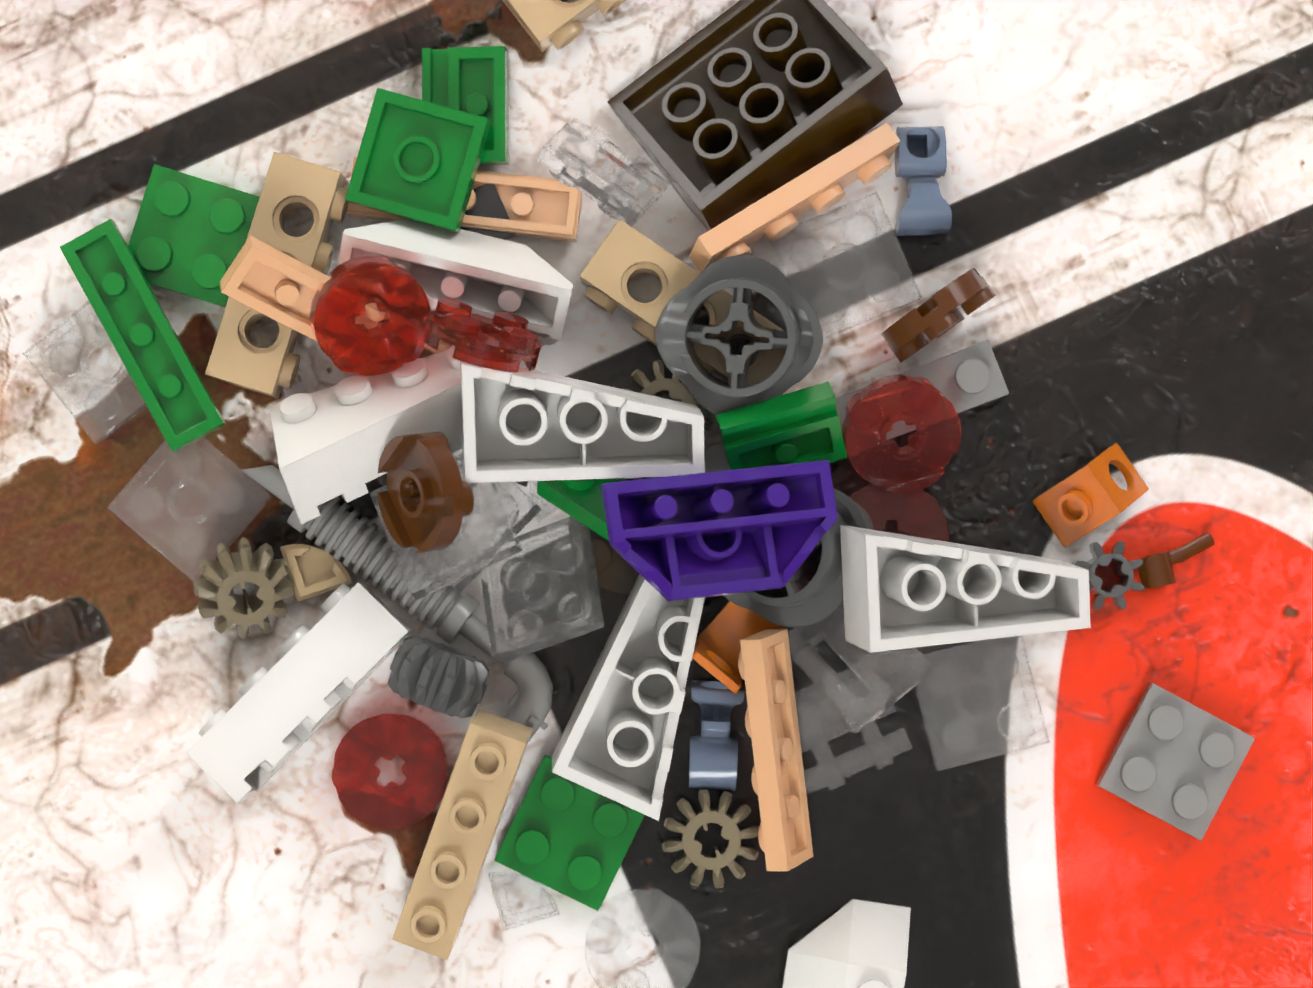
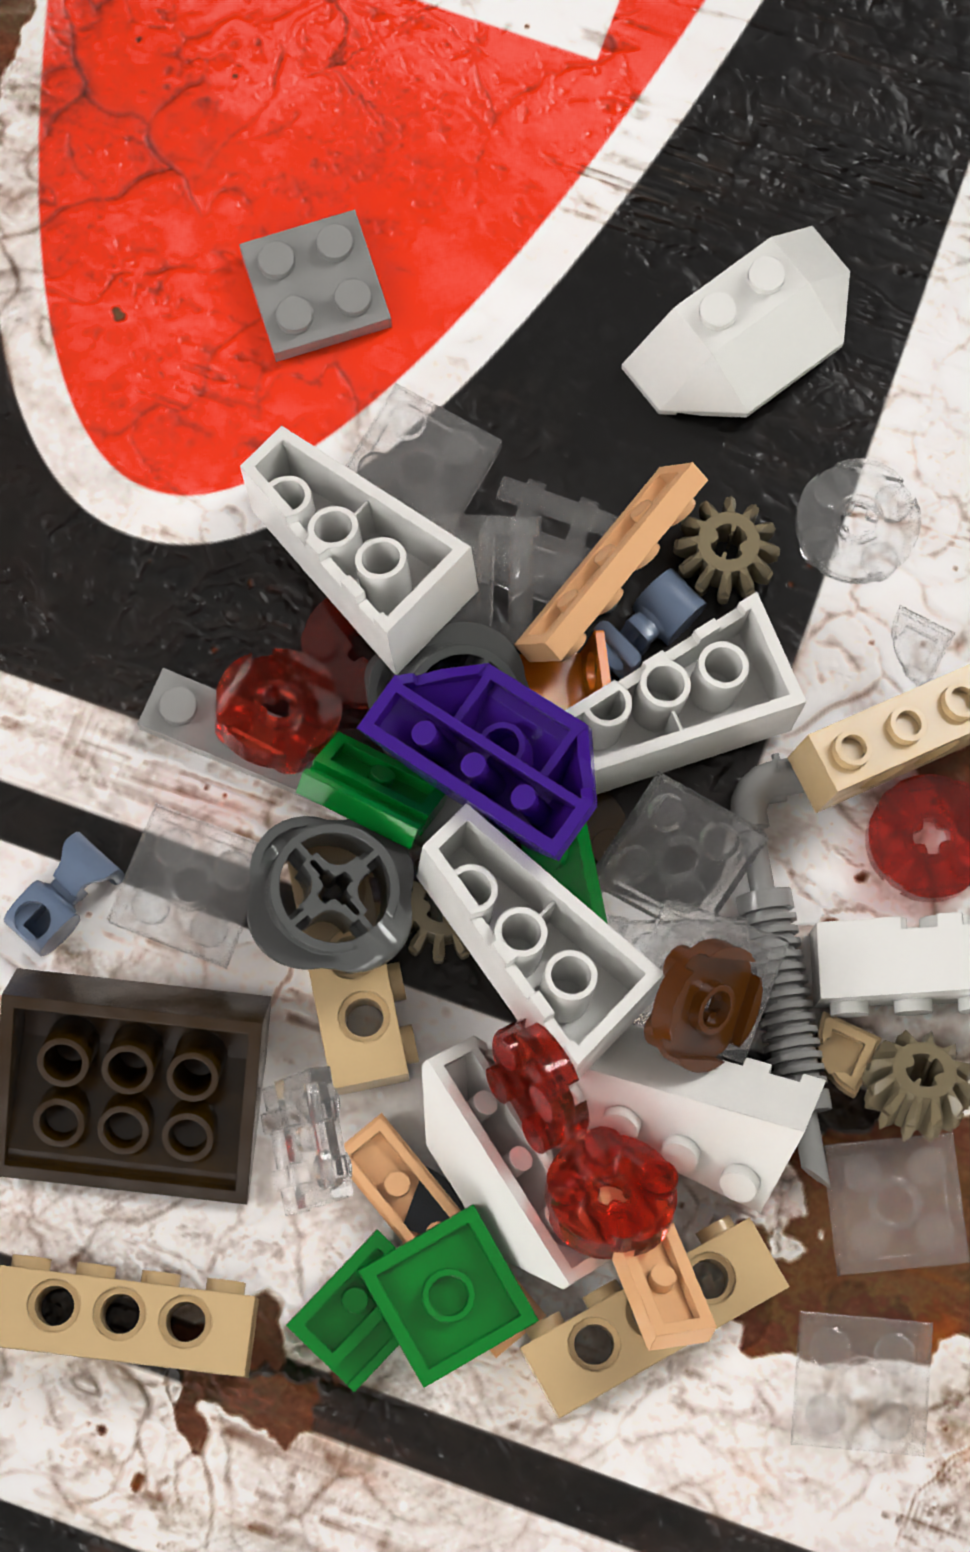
camera: 140 degrees left, 10 degrees down
(142, 335) = (811, 1369): green plate -> none
(190, 233) = (691, 1422): green plate -> none
(438, 677) = (825, 866): dark grey gear -> none
(569, 837) = (839, 655): green plate -> none
(815, 188) = (152, 961): light nougat plate -> none
(937, 314) = (157, 771): reddish brown plate -> none
(1090, 496) = (181, 530): orange bracket -> none
(1121, 568) = (219, 443): dark grey gear -> none
(1158, 568) = (184, 434): reddish brown hand -> none

